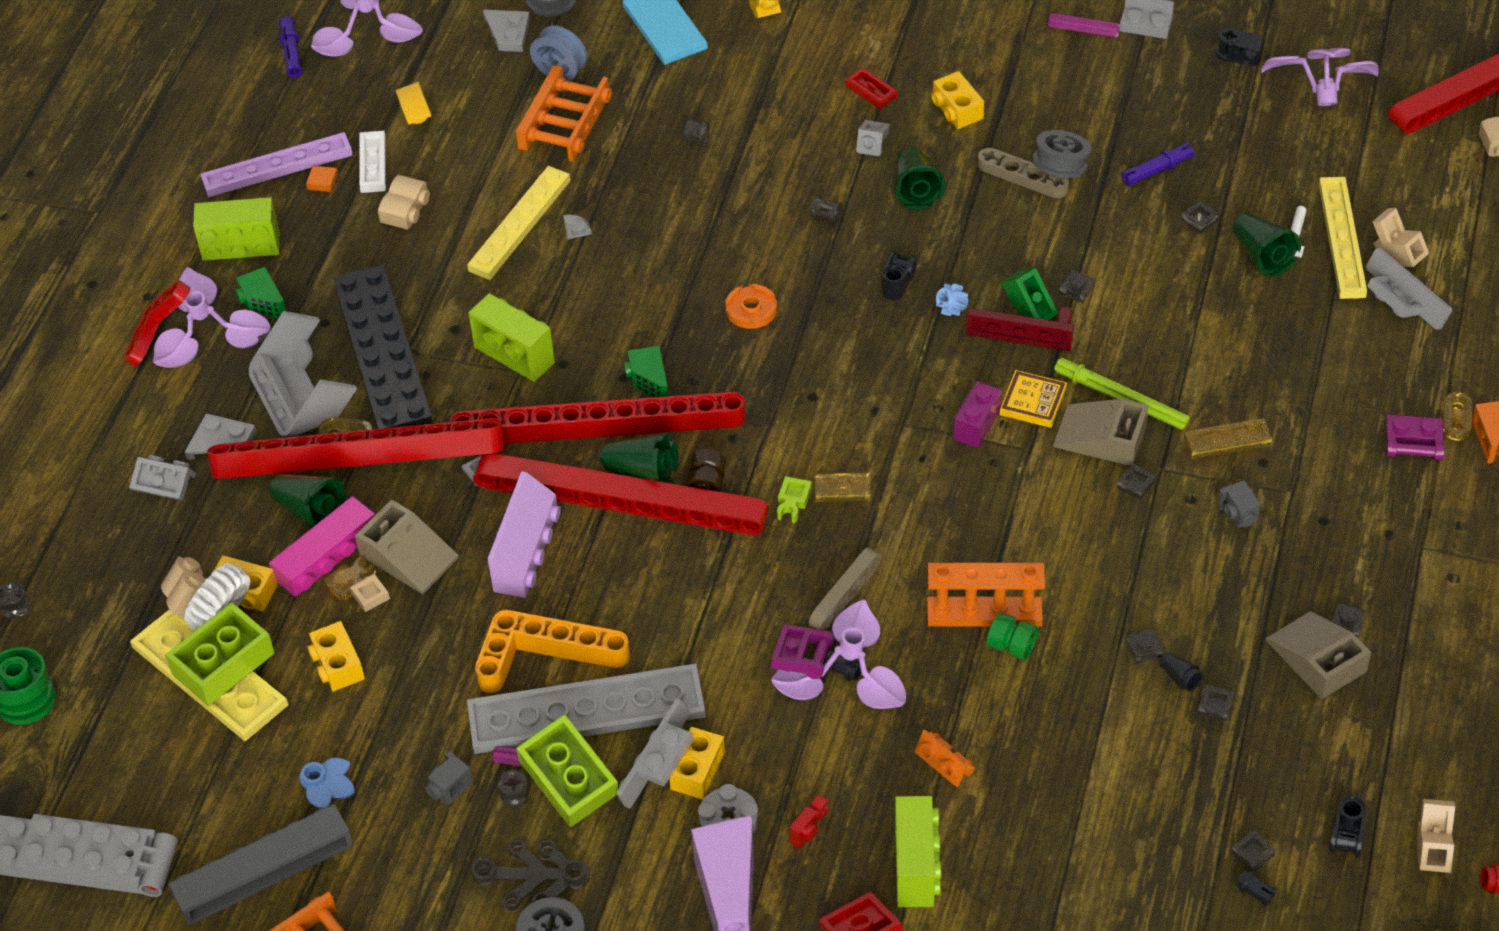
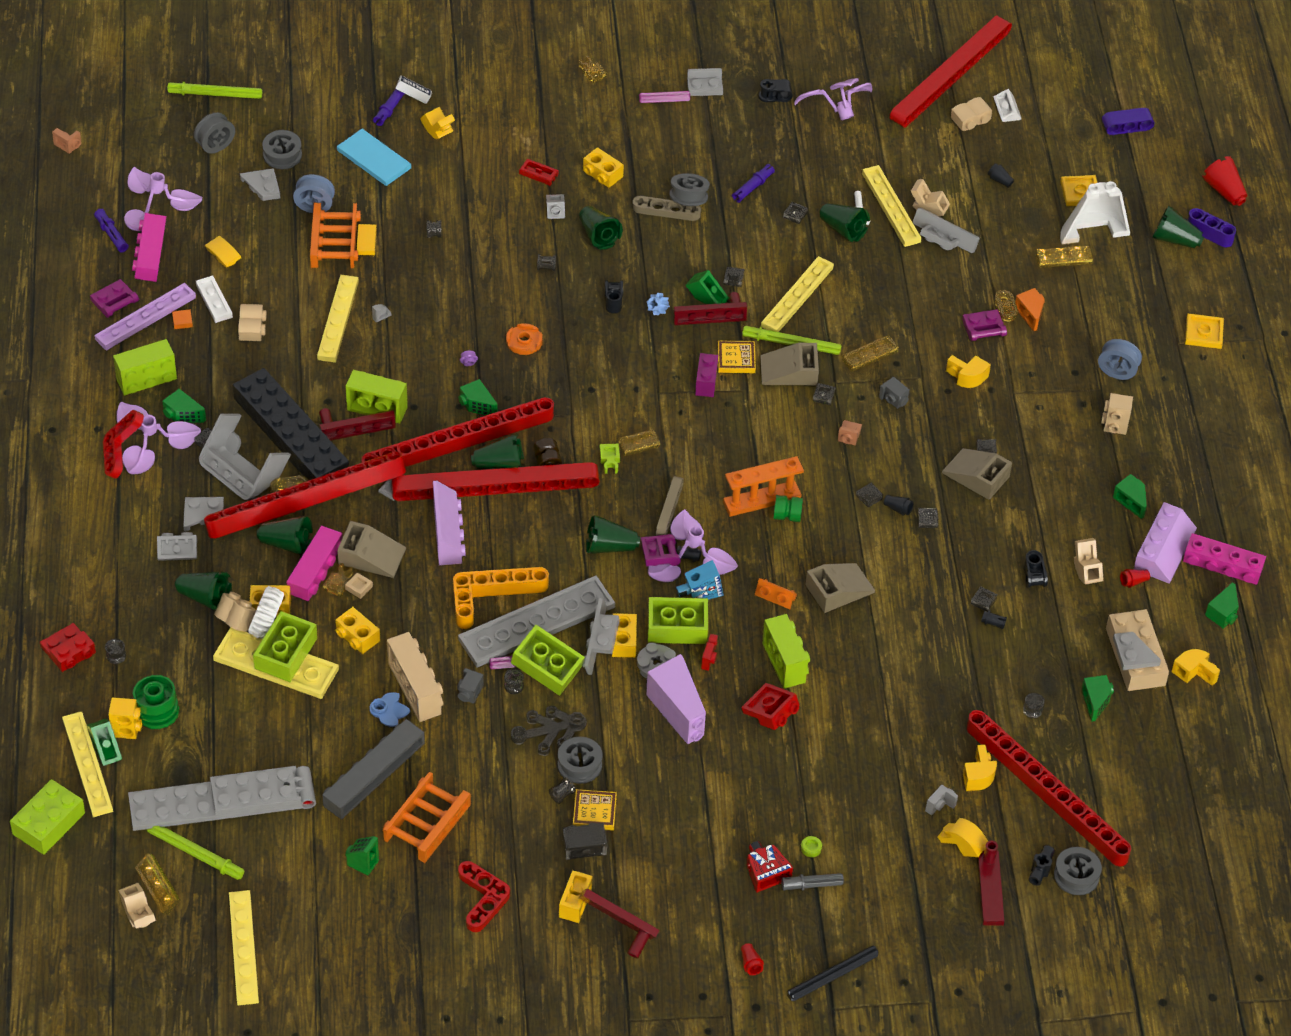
camera: 25 degrees left, 0 degrees up
(166, 541) = (204, 587): none -> dark green cone
(251, 132) = (113, 297): none -> magenta plate
(323, 78) = (150, 247): none -> dark pink brick
(375, 745) = (414, 676): none -> tan brick
(469, 371) = (355, 426): none -> dark red piece
(604, 128) = (366, 239): none -> yellow tile
(663, 314) = (468, 358): none -> medium lavender plate
(739, 613) = (610, 537): none -> dark green cone
(780, 761) = (678, 620): none -> lime brick
(839, 715) = (702, 582): none -> dark azure torso
(1040, 770) = (837, 585): none -> dark tan slope
(1151, 546) = (849, 432): none -> nougat bracket
(1155, 332) = (797, 295): none -> light yellow plate
(1365, 503) = (969, 374): none -> yellow brick

